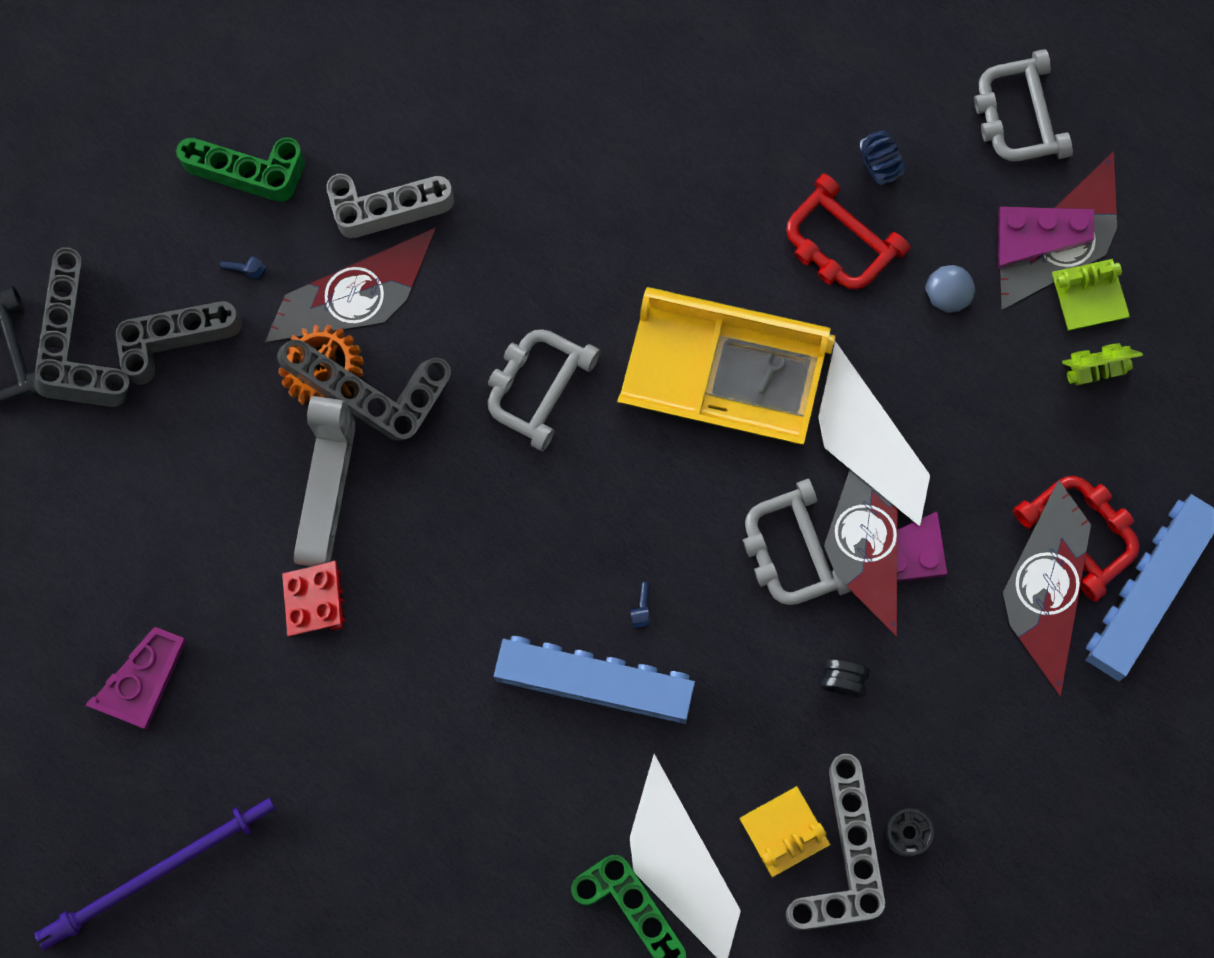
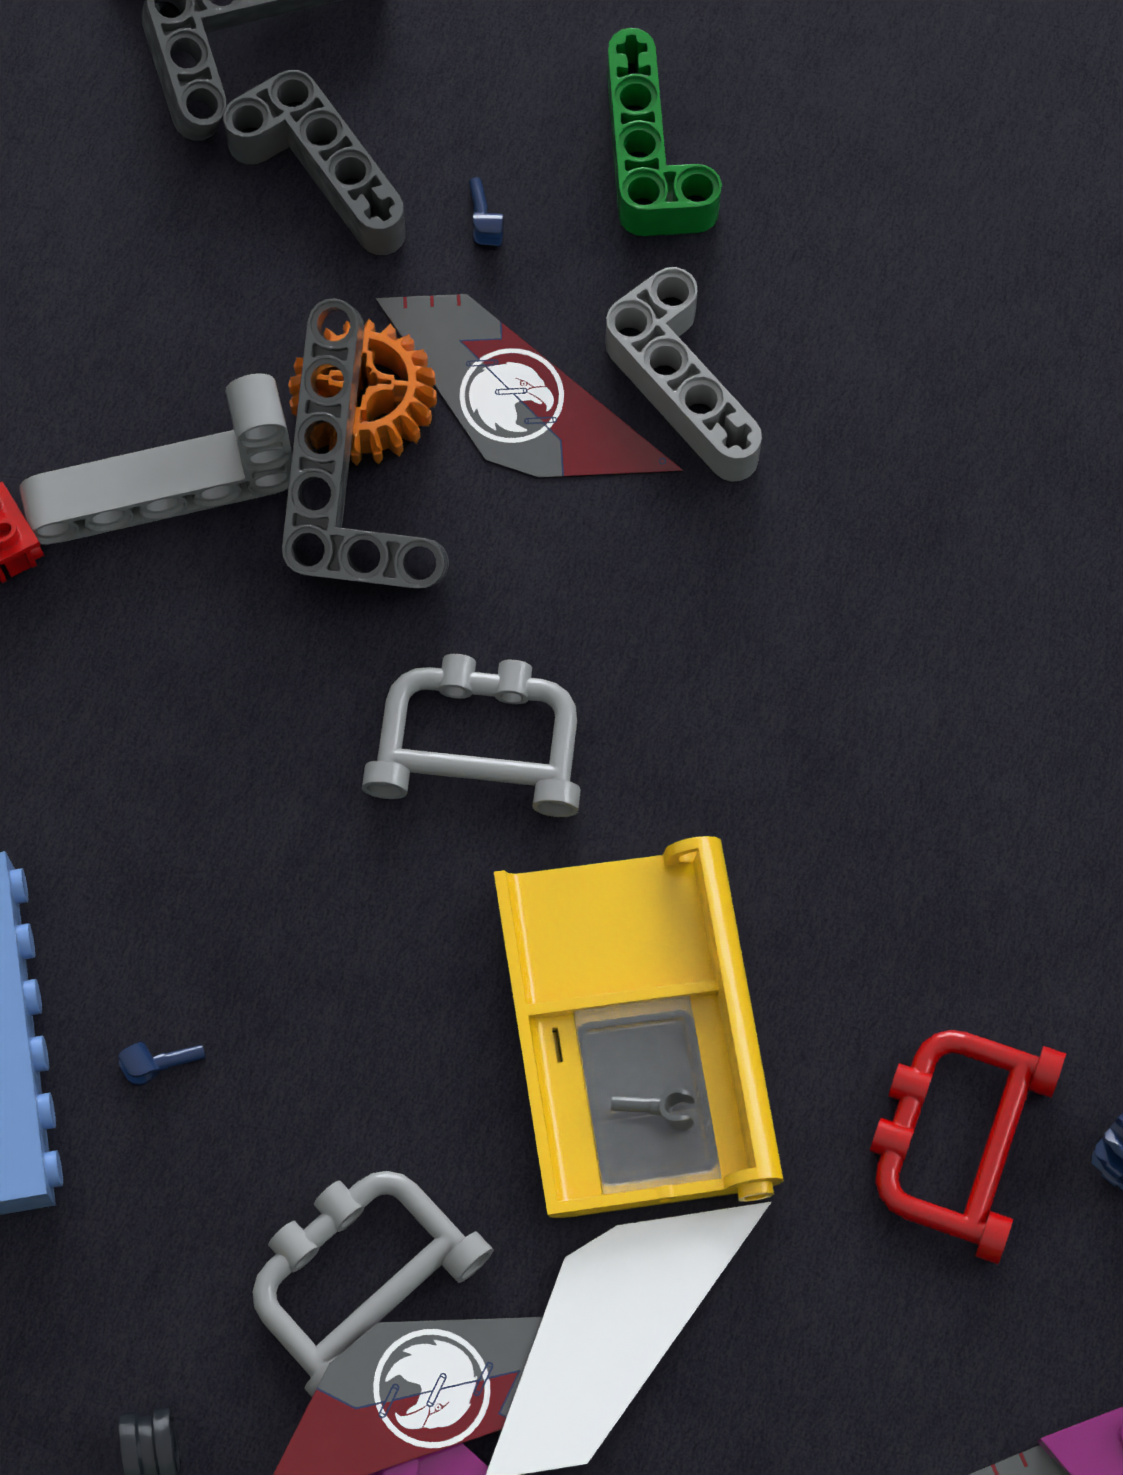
camera: 60 degrees right, 5 degrees down
(950, 288) = (956, 1366): sand blue hair -> none

